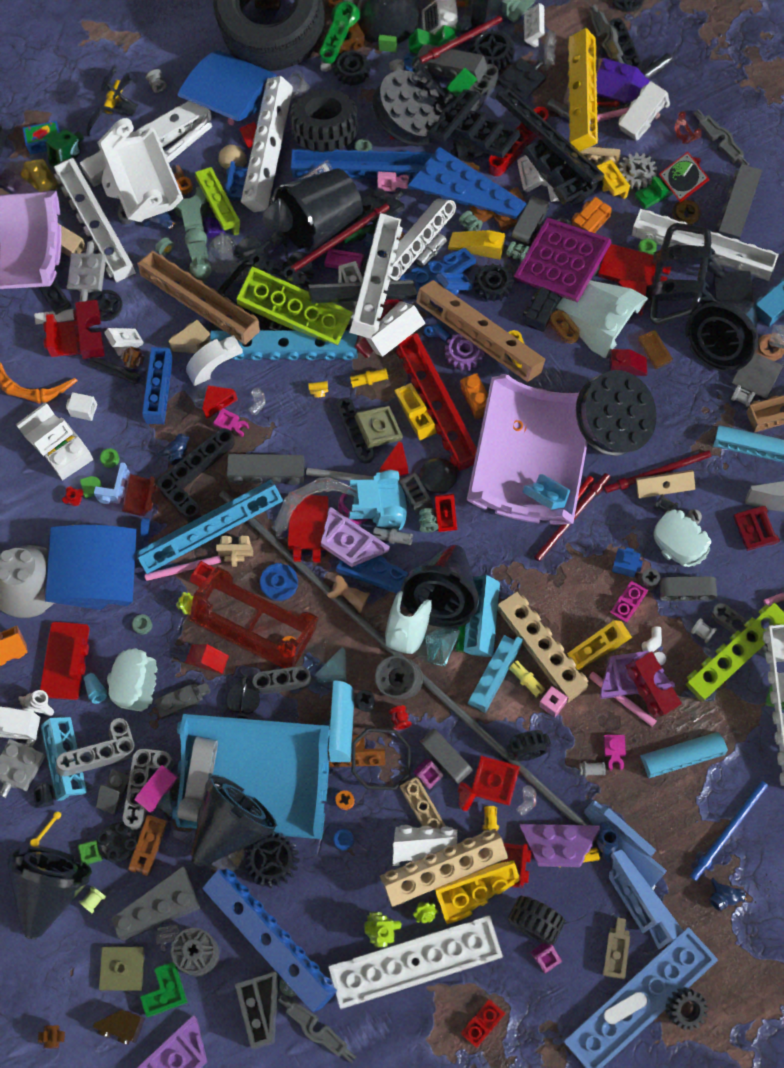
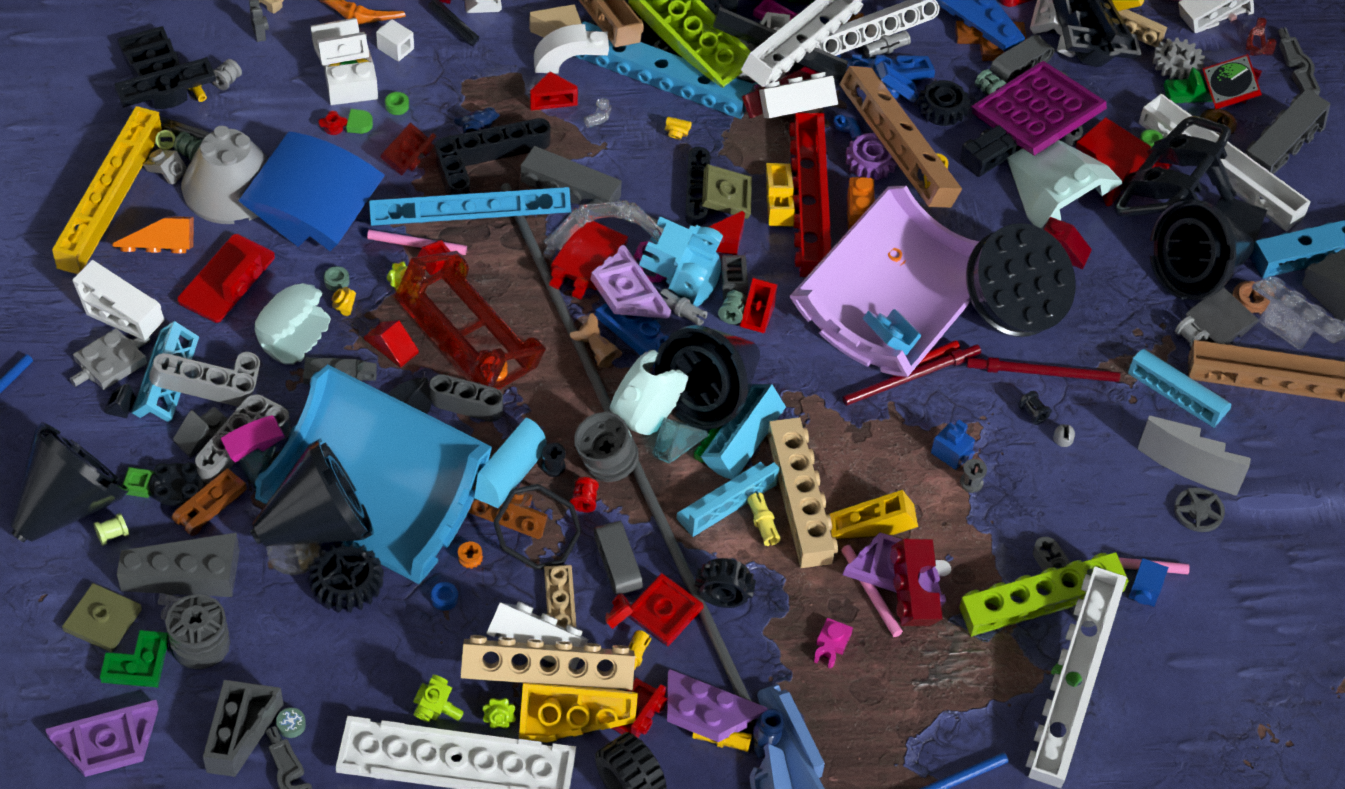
camera: 15 degrees right, 15 degrees down
(35, 842) = (123, 429): yellow hinge -> none
(37, 701) = (171, 301): white animal -> none
(95, 690) = (243, 319): medium azure cone -> none
(107, 495) = (379, 137): light blue bracket -> none
(121, 1024) = (66, 673): dark brown slope -> none
(132, 357) = (480, 15): reddish brown gear -> none
(145, 527) = (397, 183): blue tile -> none
(156, 640) = (343, 300): none -> yellow plate
(157, 386) = (492, 51): blue brick -> none
(199, 773) = (327, 423): light grey beam -> none
(230, 421) = (558, 120): dark pink plate -> none
(234, 552) = (486, 247): tan hips -> none
(279, 582) = (520, 301): blue tile -> none
(281, 952) = (314, 719): blue piece -> none
(334, 669) = (538, 408): clear light blue slope -> none
(369, 377) = (743, 140): yellow pin -> none
(428, 773) = (587, 570): magenta slope -> none
(438, 475) = (771, 266): black dish -> none
(470, 221) = (948, 35): sand green bush -> none
(480, 243) = (950, 59): yellow slope -> none
(530, 800) = (695, 650): clear arm -> none
(551, 708) = (779, 556): bright pink piece -> none
(564, 328) = (1007, 184): clear orange plate -> none
(591, 769) = (792, 648): light grey pin -> none
(592, 216) = (1102, 80): orange brick -> none
(613, 179) = (1143, 54): yellow panel -> none
(629, 601) = (936, 491): dark pink slope -> none
(654, 642) = (946, 545): white arm -> none
(655, 349) = (1107, 245): clear orange tile -> none
(677, 482) = (1062, 387): tan tile -> none
(681, 539) = (1034, 444): light aqua animal -> none
(684, 754) = (917, 682): medium azure brick -> none
(688, 588) = (1016, 505): dark grey beam -> none
(703, 630) = (1012, 557): light grey bush -> none
(750, 529) = (1128, 476): dark red plate -> none

